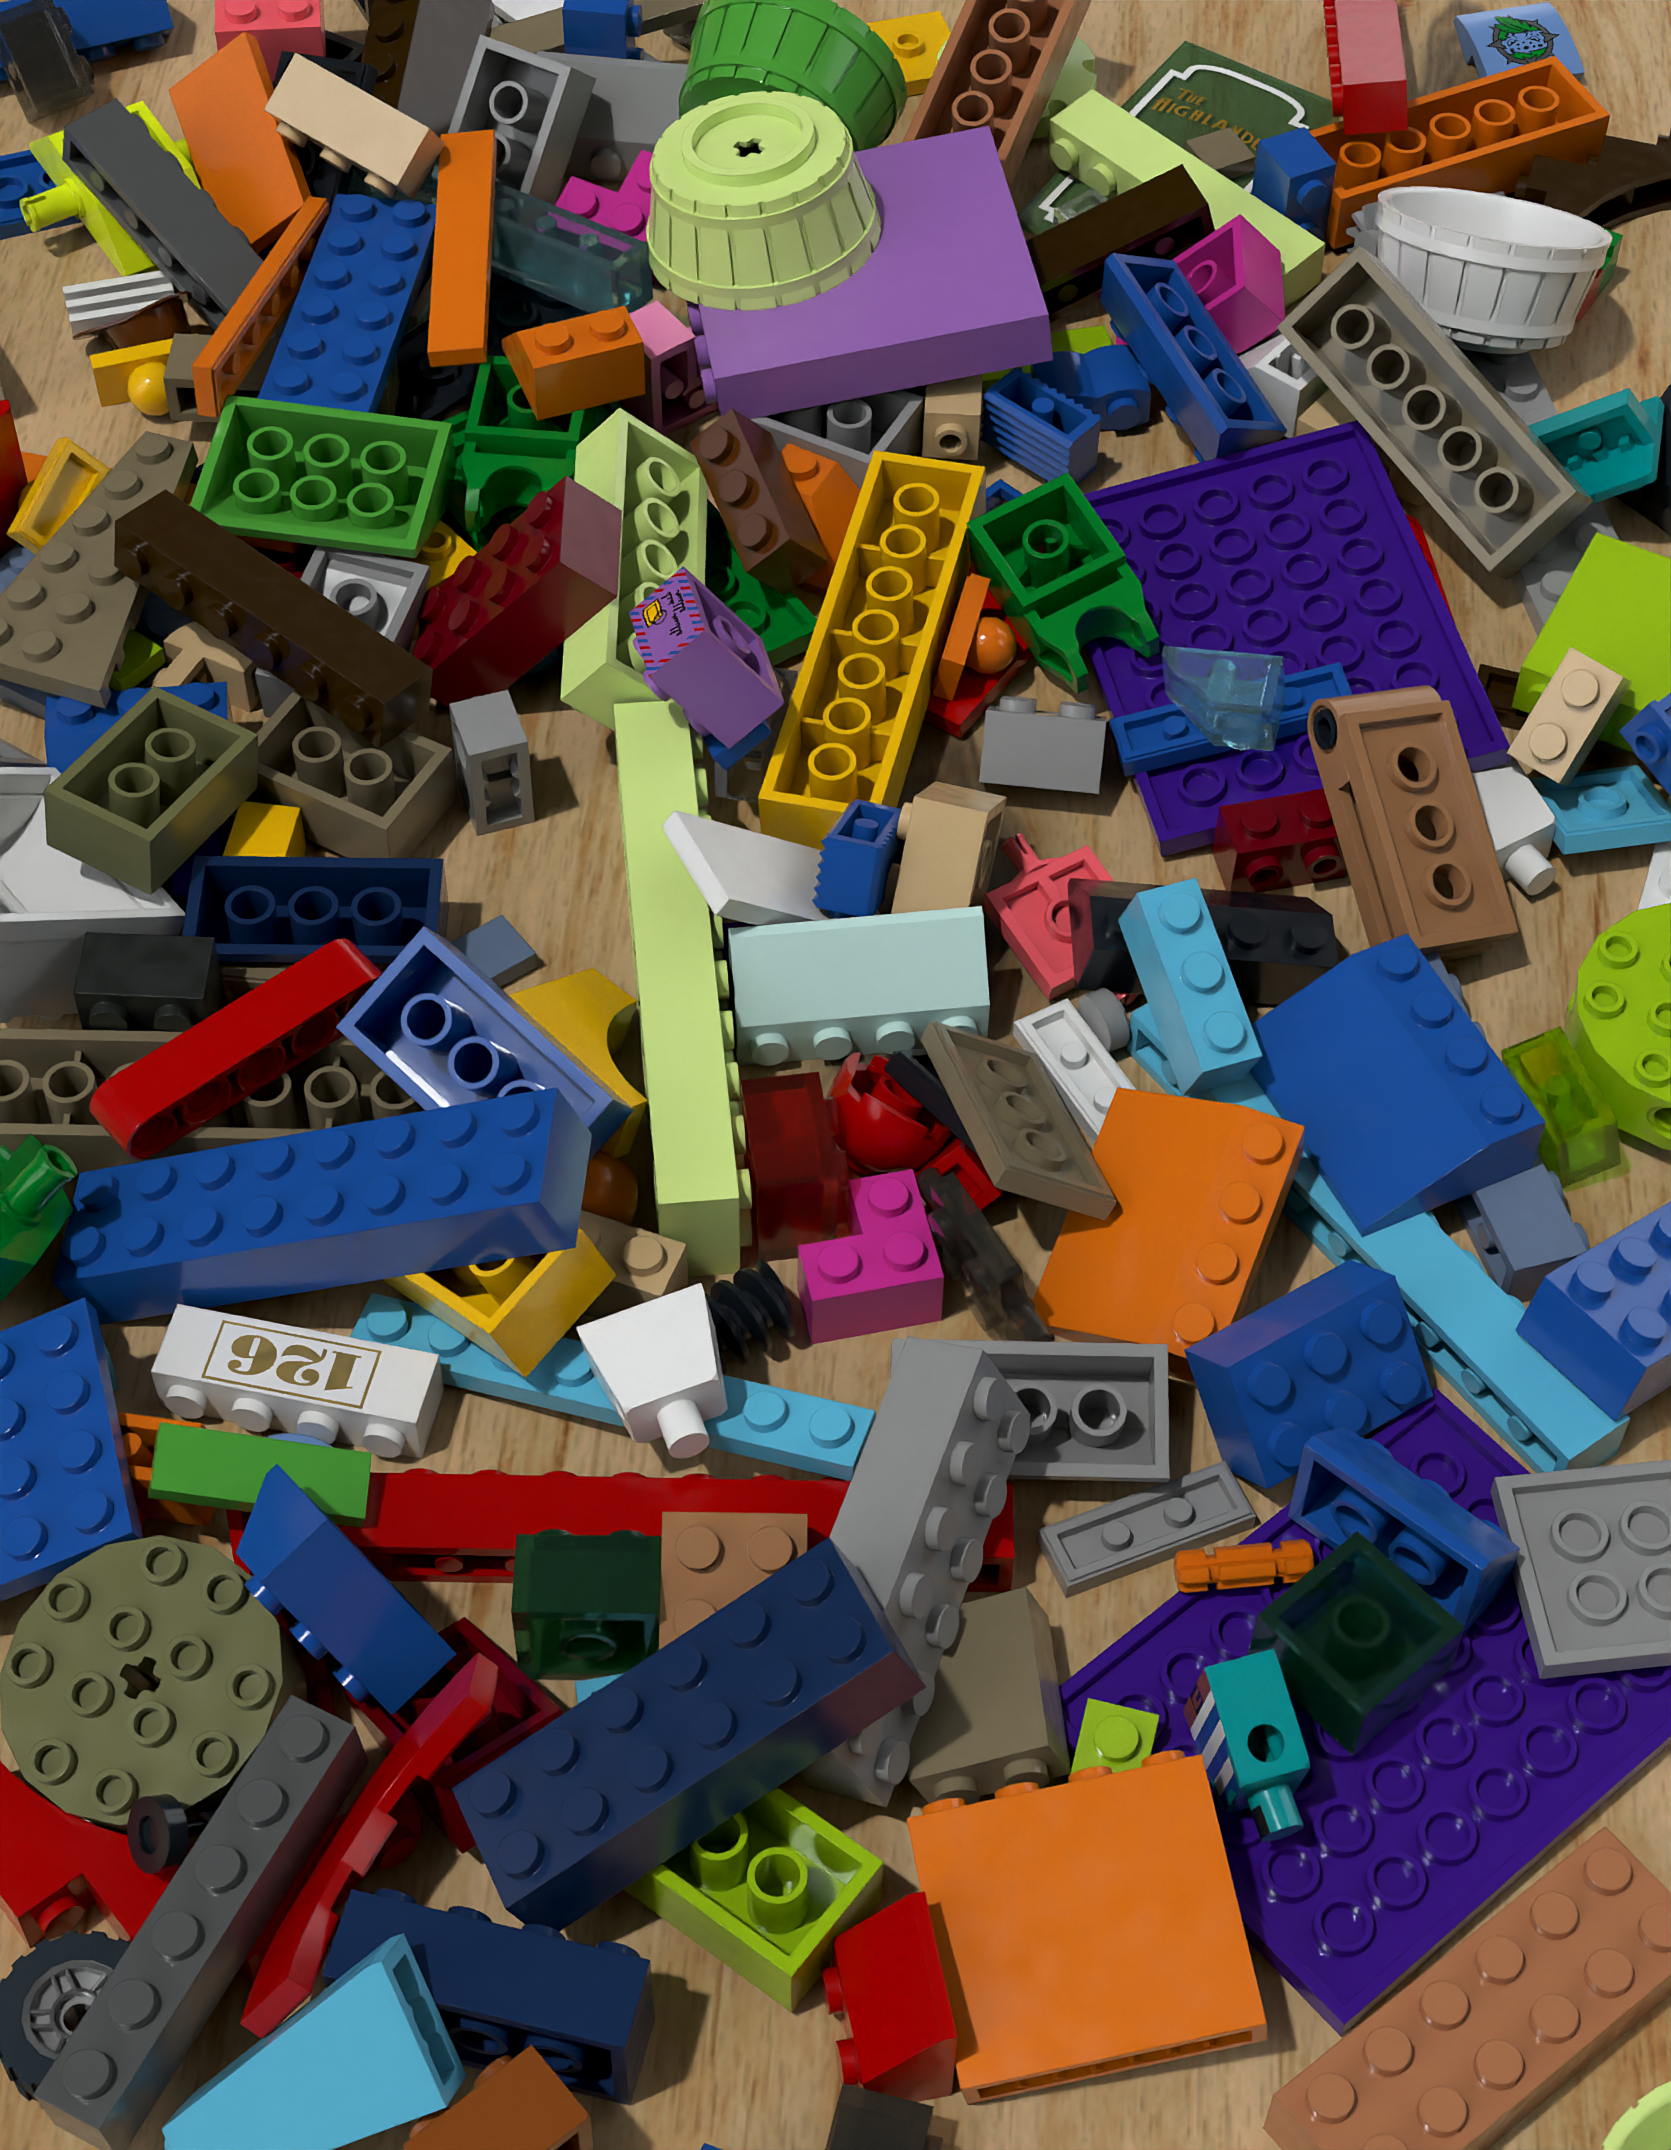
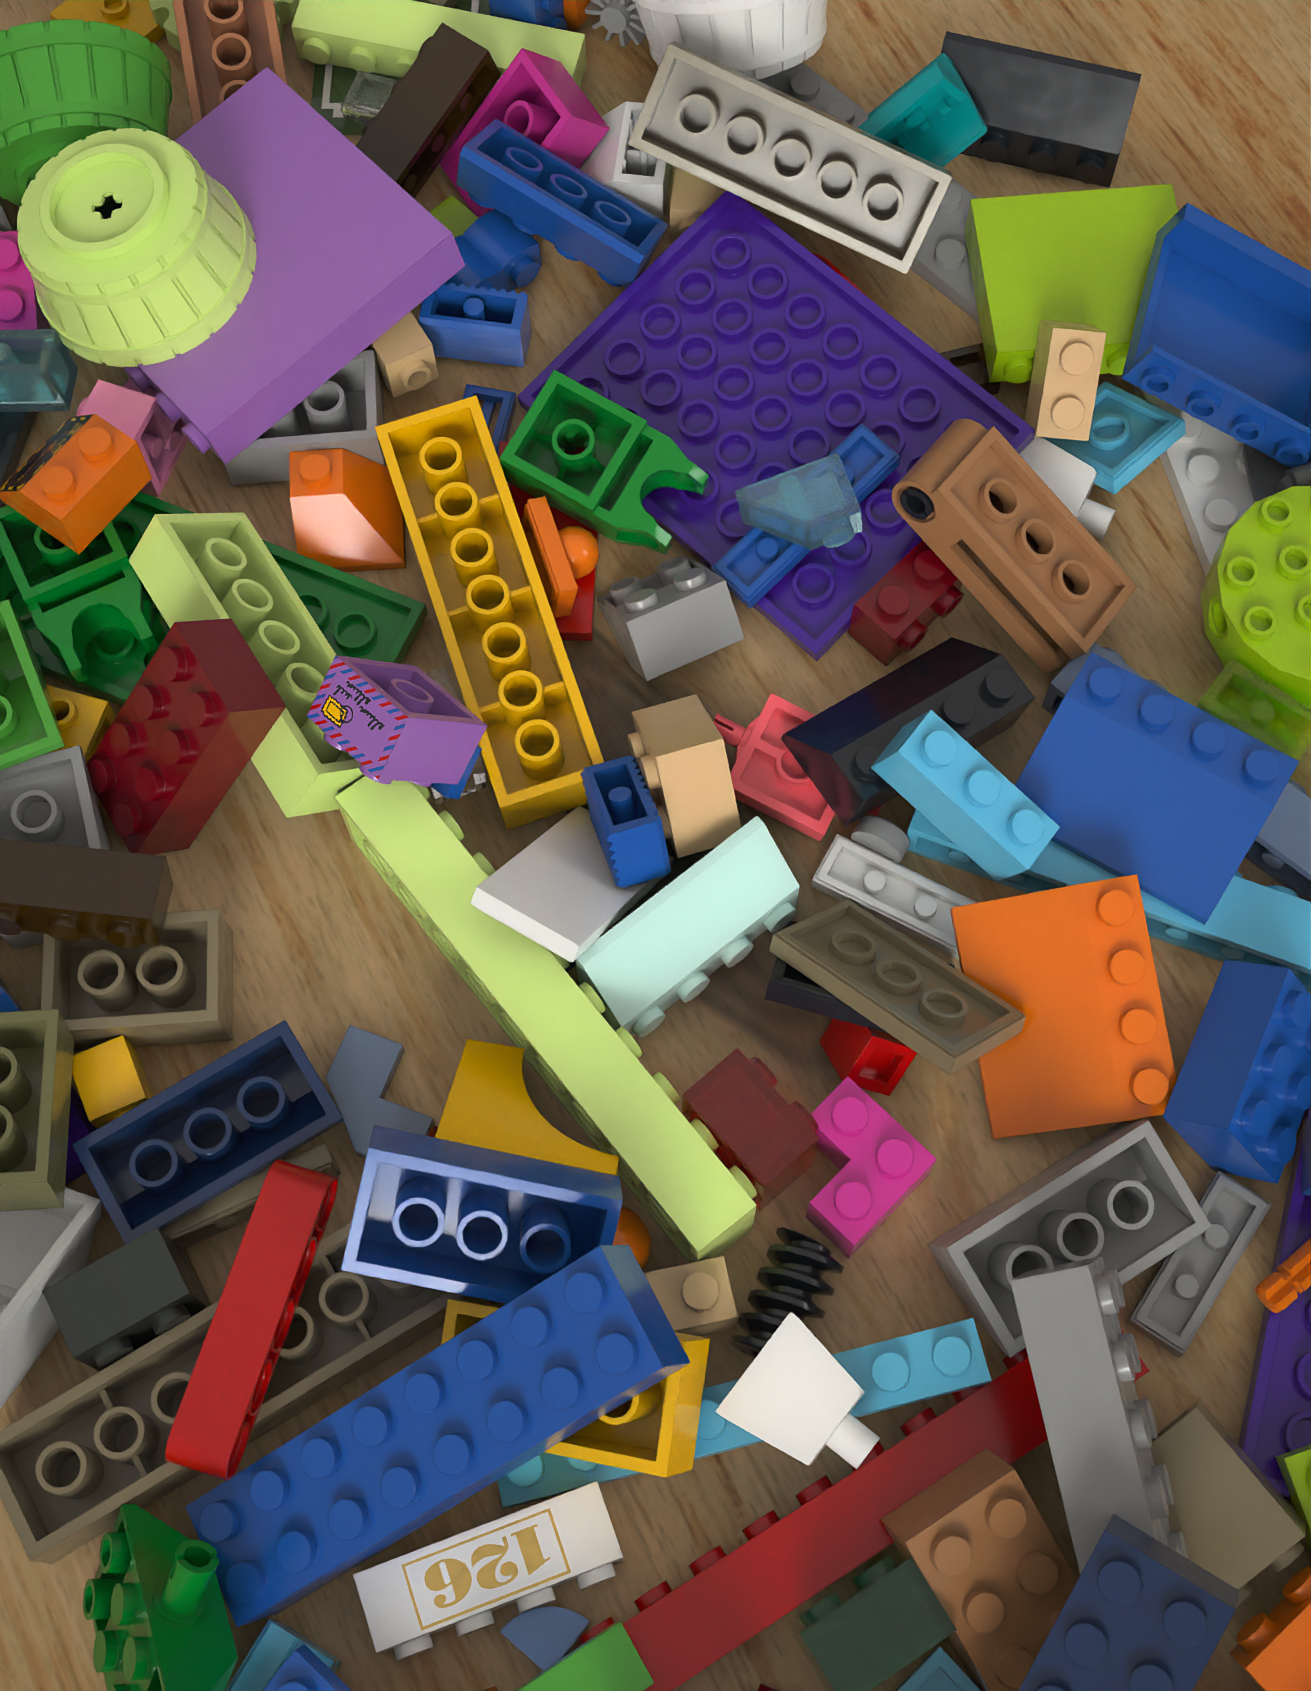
camera: 30 degrees left, 15 degrees up
(492, 762) = (253, 894): light grey brick -> none
(758, 502) = (310, 526): reddish brown brick -> none
(881, 1121) = (790, 1041): red cylinder -> none
(980, 1260) = (970, 1136): clear smoke plate -> none

